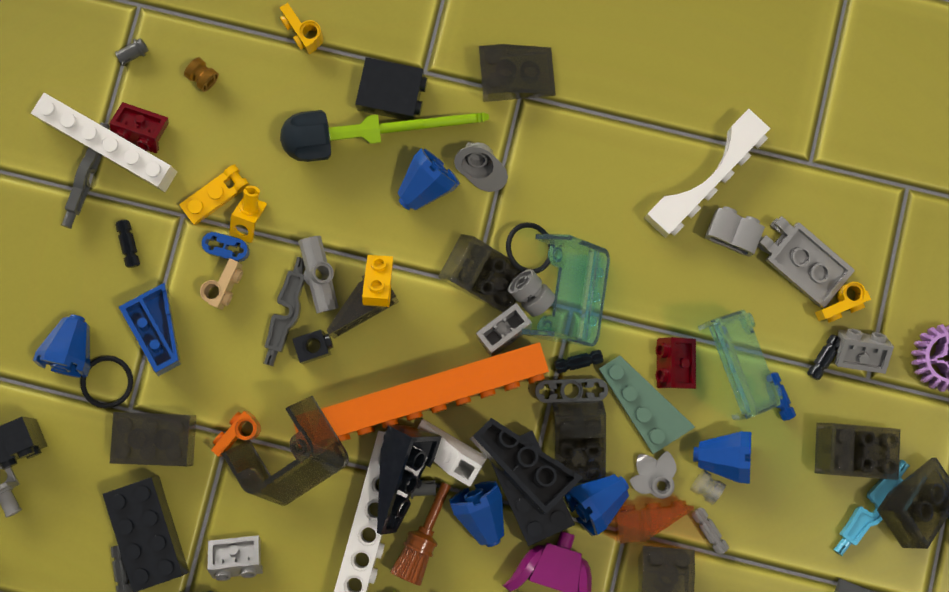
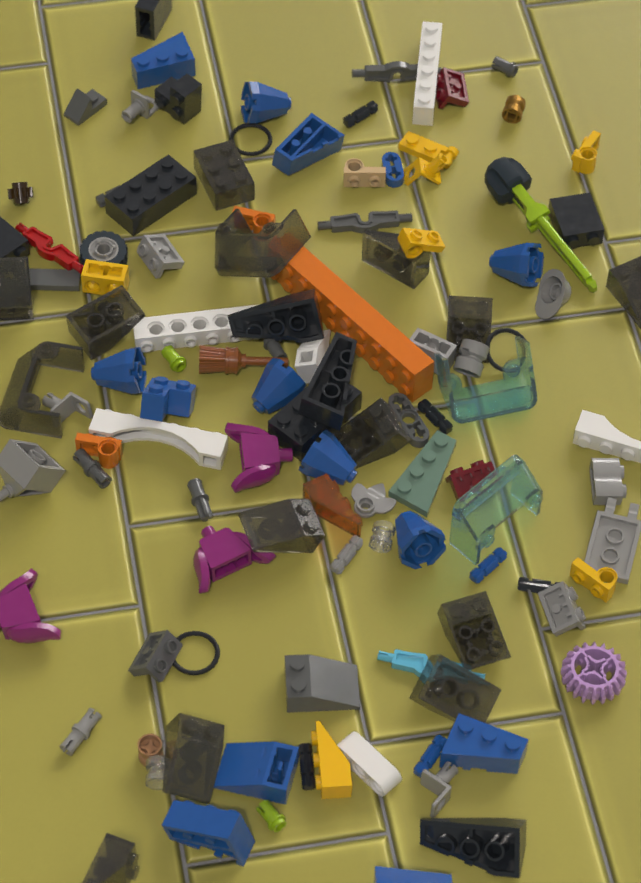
camera: 65 degrees right, 30 degrees down
(301, 346) = (346, 243): black brick -> none
(315, 258) = (414, 219): light grey piece -> none

